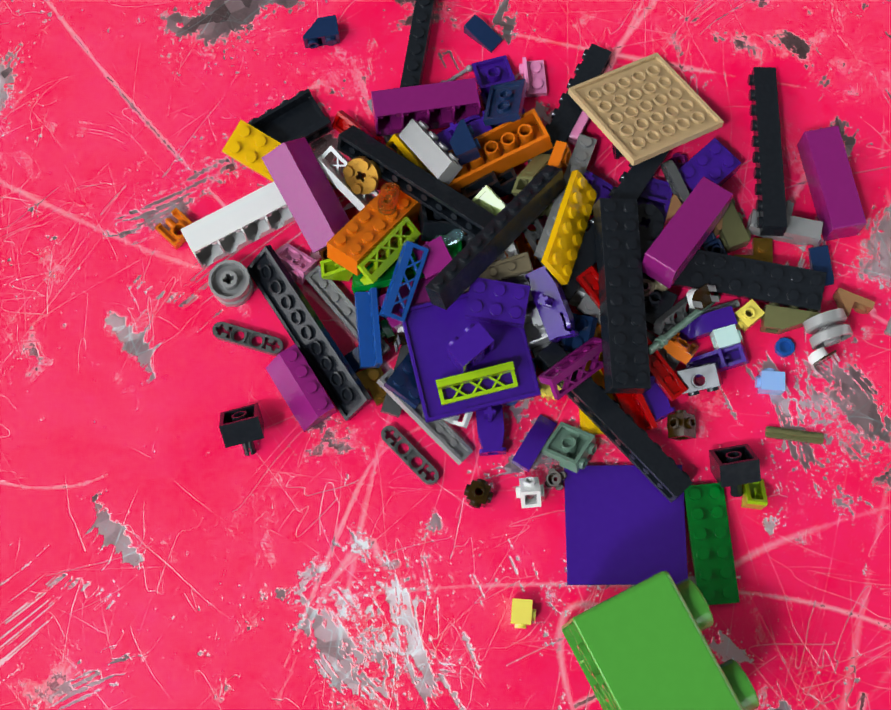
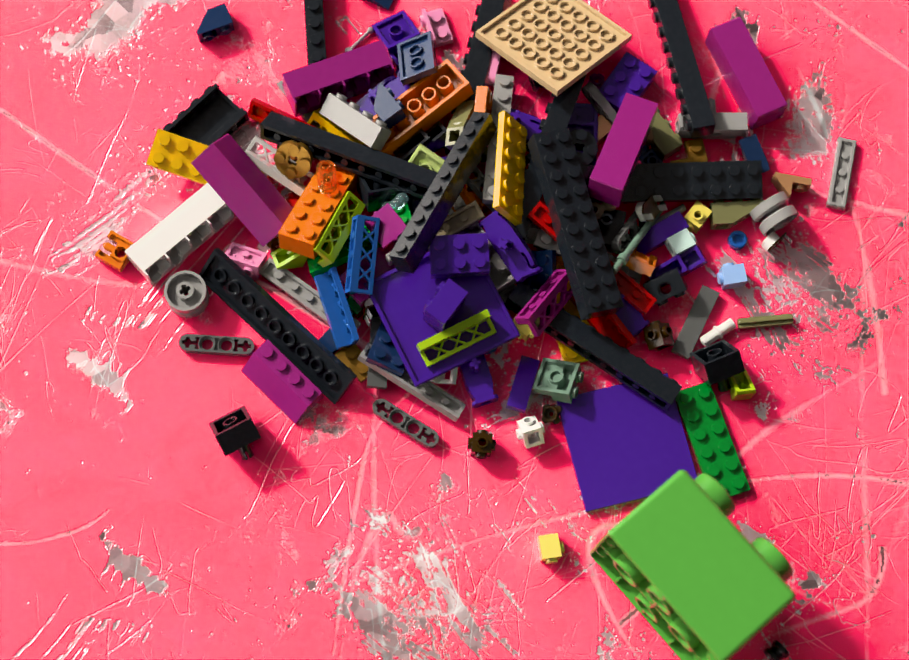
camera: 25 degrees left, 0 degrees up
(722, 420) = (695, 322): none -> dark grey tile
(743, 435) = (718, 332): none -> white axle

